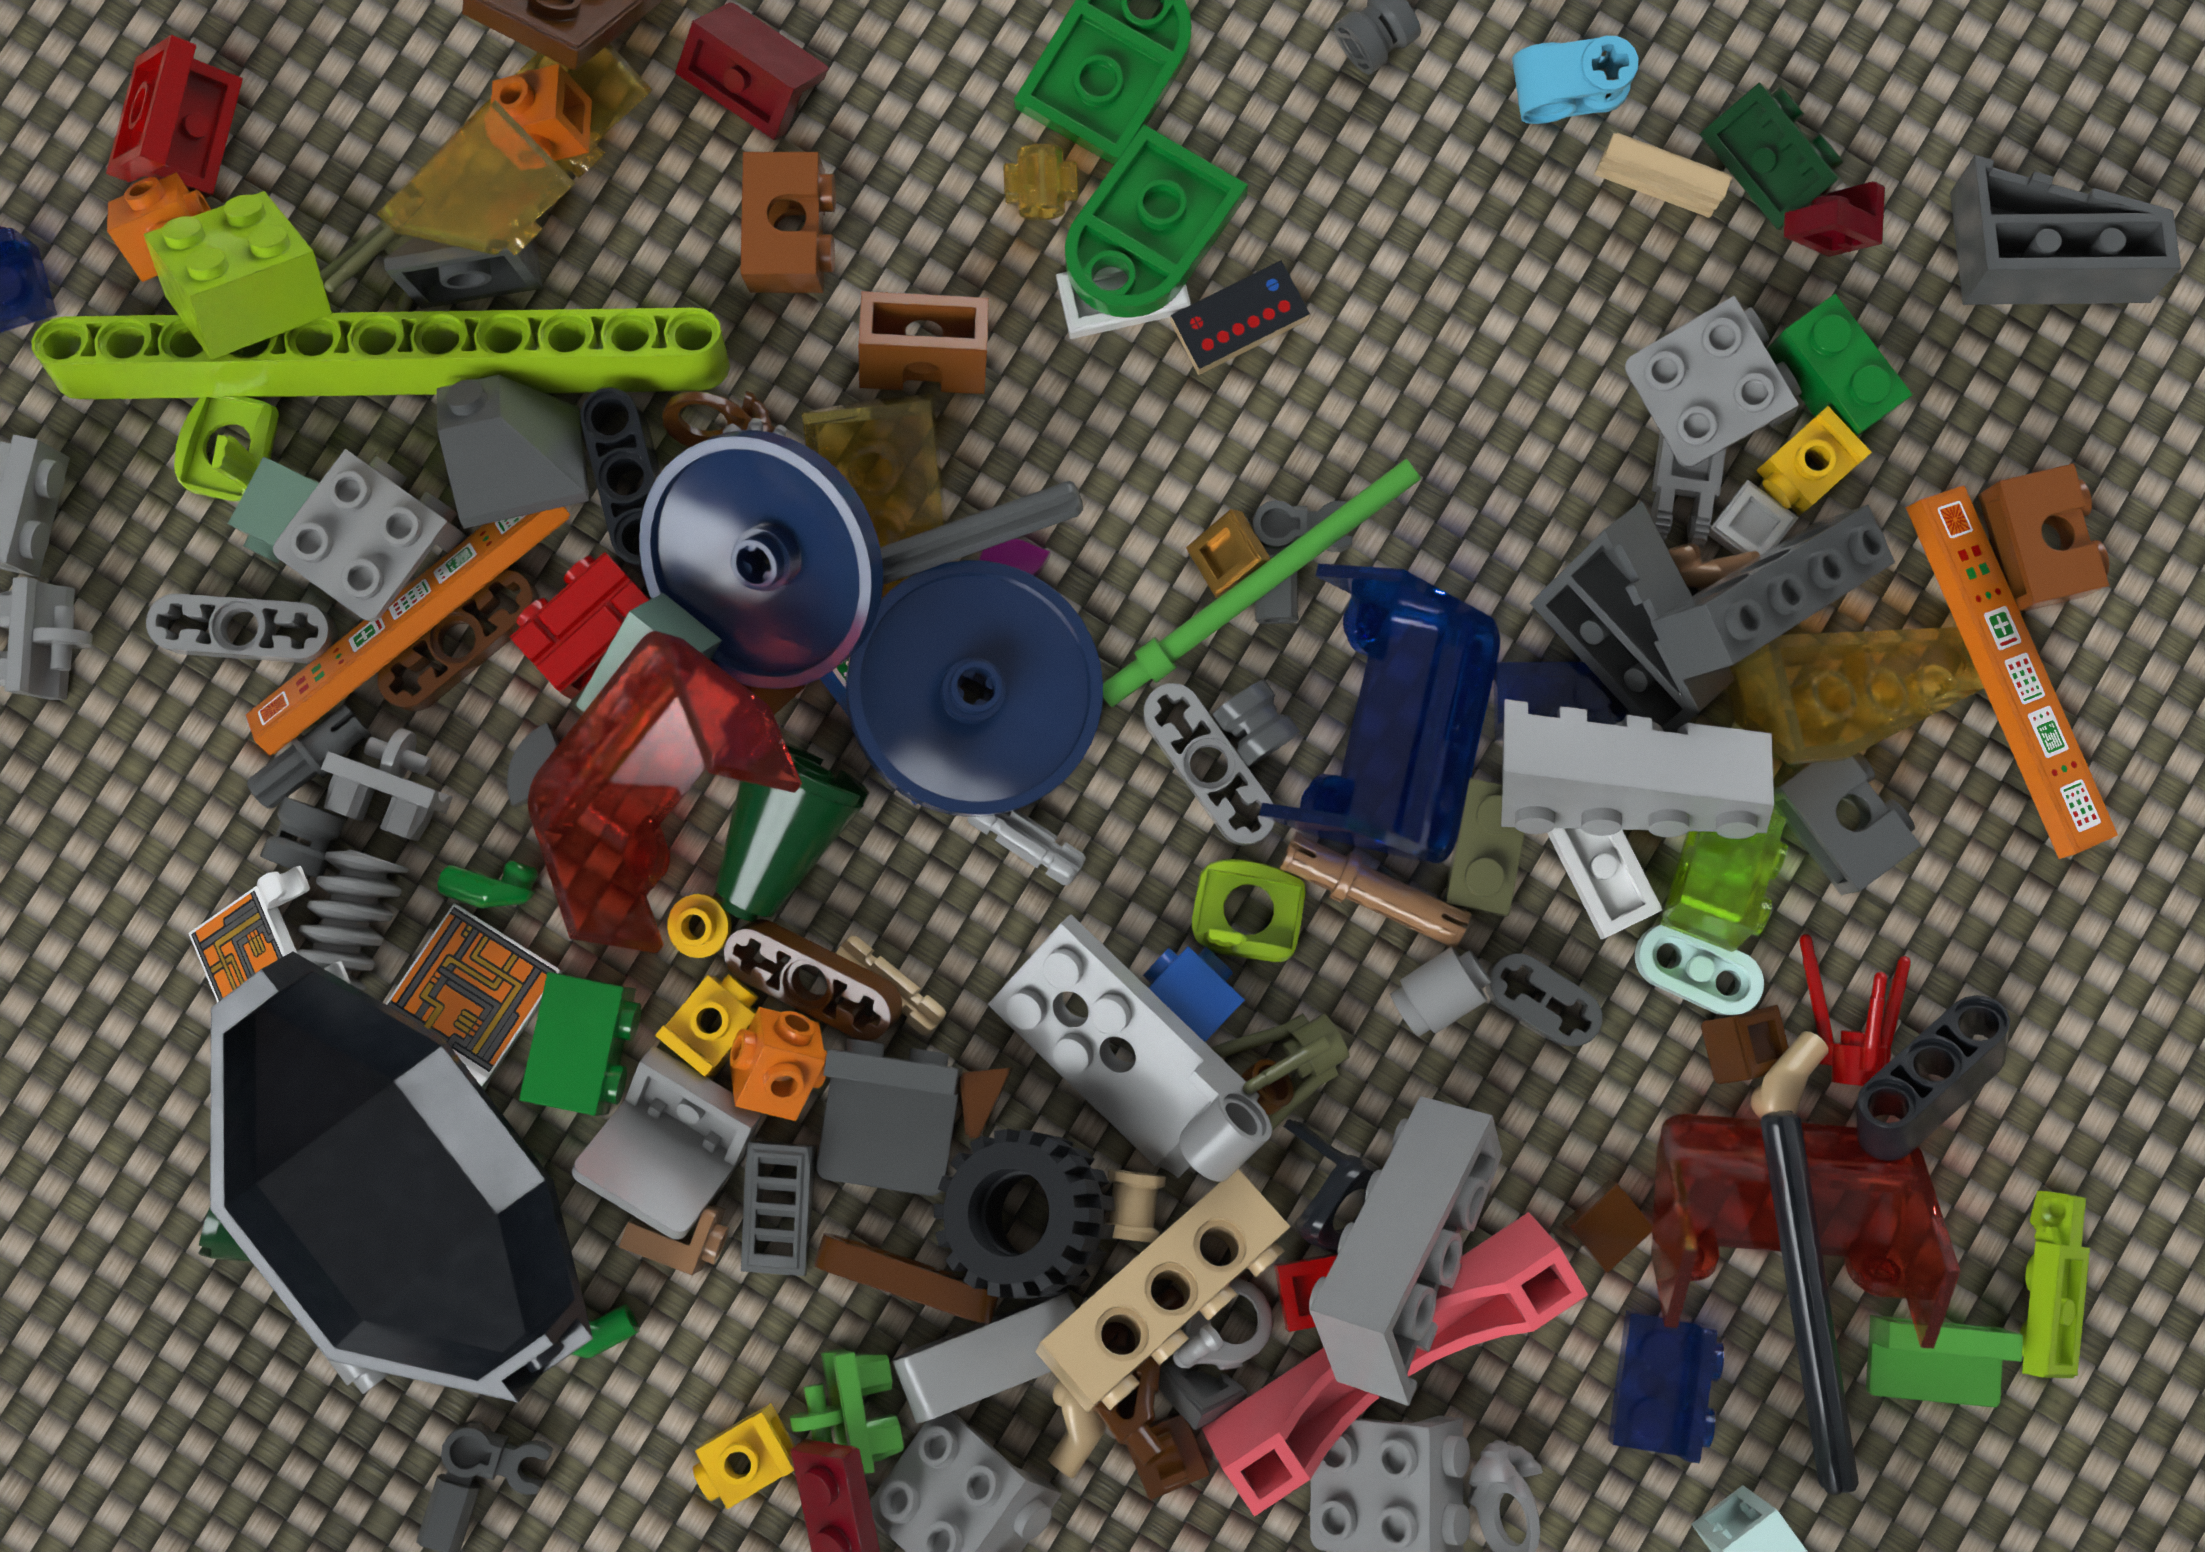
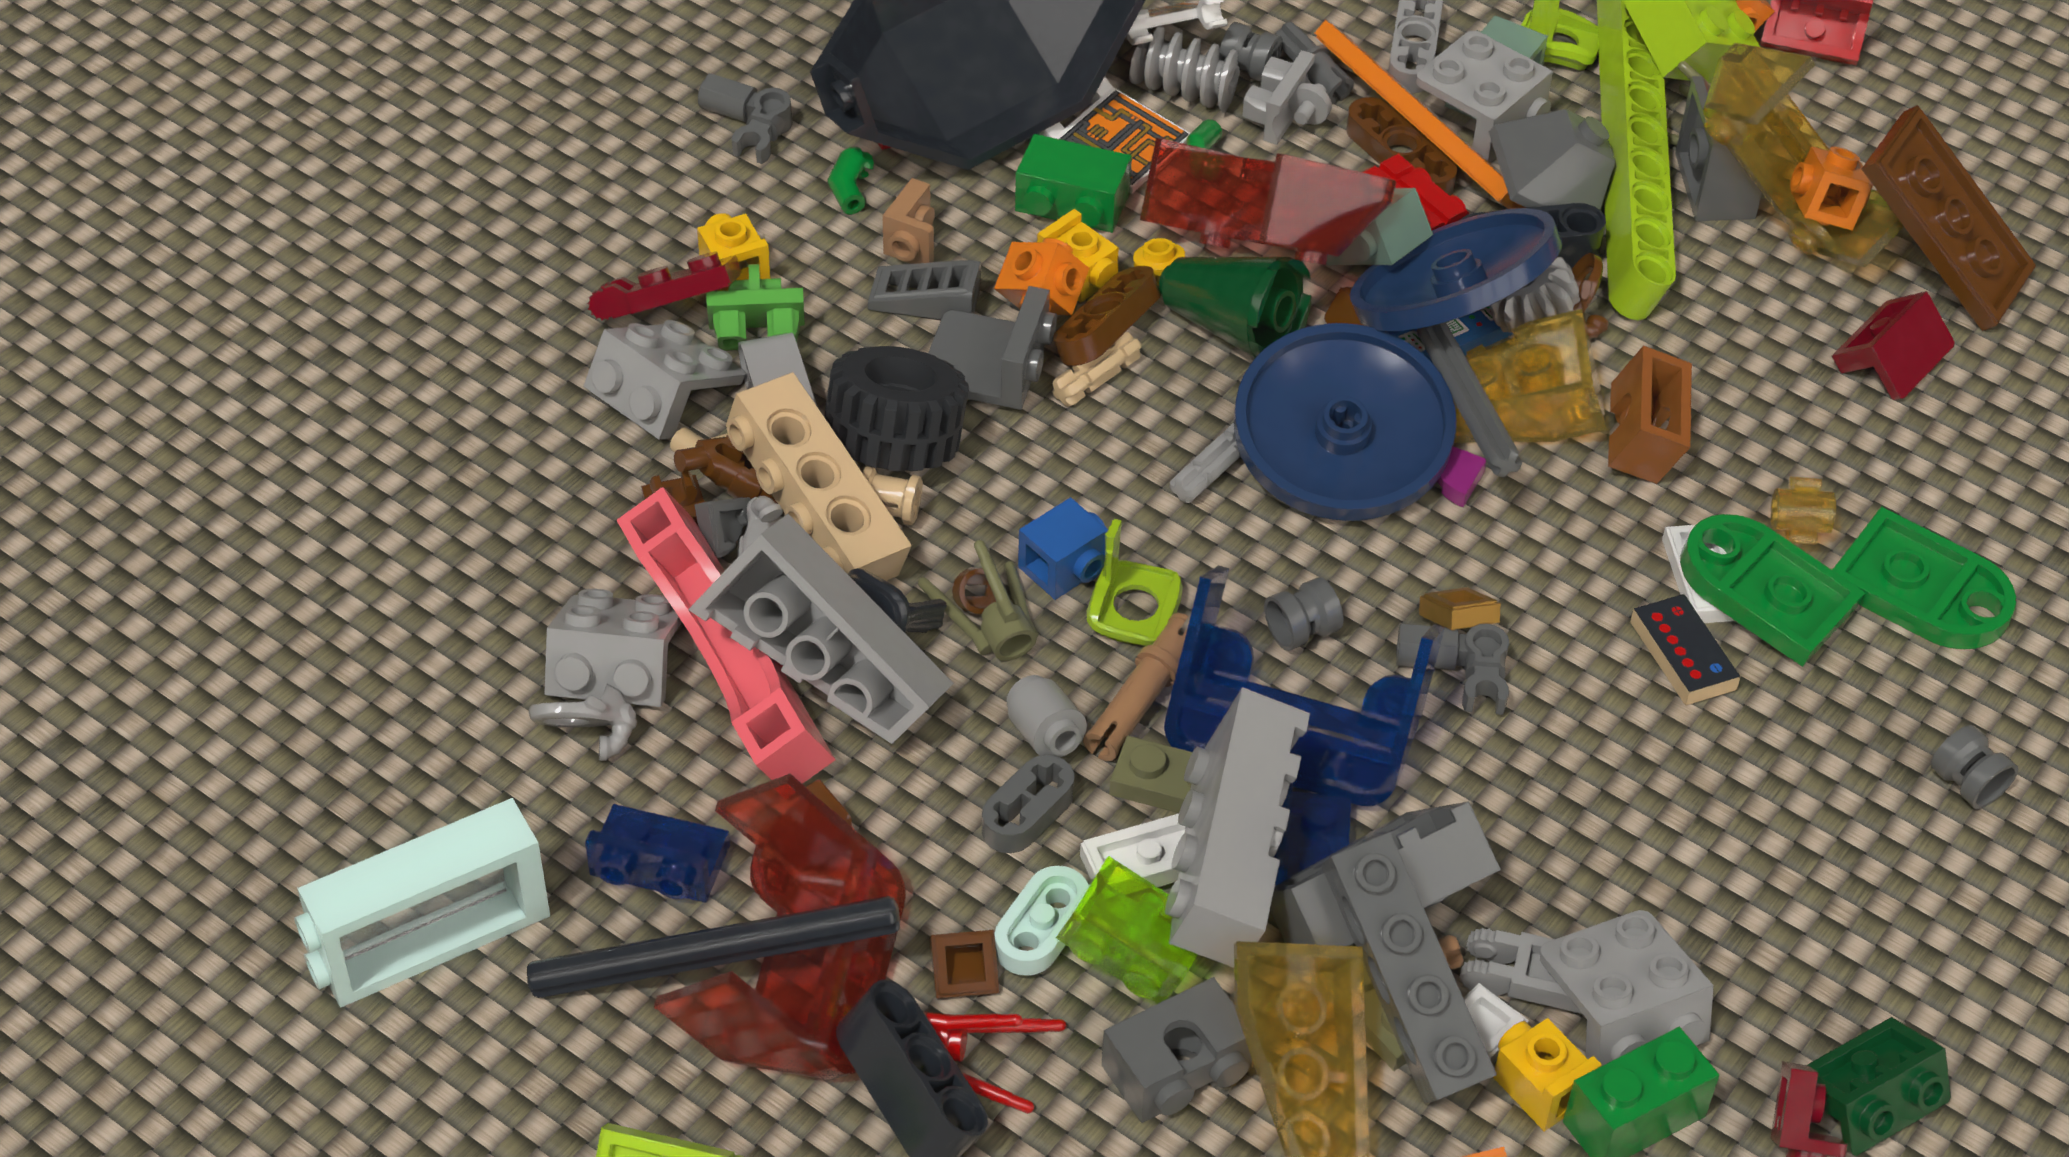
camera: 90 degrees right, 35 degrees down
(667, 1145) = (979, 212): light grey bracket -> none
(773, 189) = (1731, 359): dark orange brick -> none
(904, 1277) = (869, 326): reddish brown beam -> none
(980, 1096) = (994, 408): reddish brown slope -> none
(1158, 657) = (1370, 559): bright green bar -> none
(1168, 735) = (1281, 568): light grey beam -> none
(1176, 1098) = (1019, 492): light grey hinge -> none
(1563, 78) = (1938, 919): medium azure piece -> none
(1663, 175) = (1844, 978): tan tile -> none
(1787, 1078) = (930, 972): tan arm -> none
(1959, 1369) = (632, 1075): bright green panel -> none

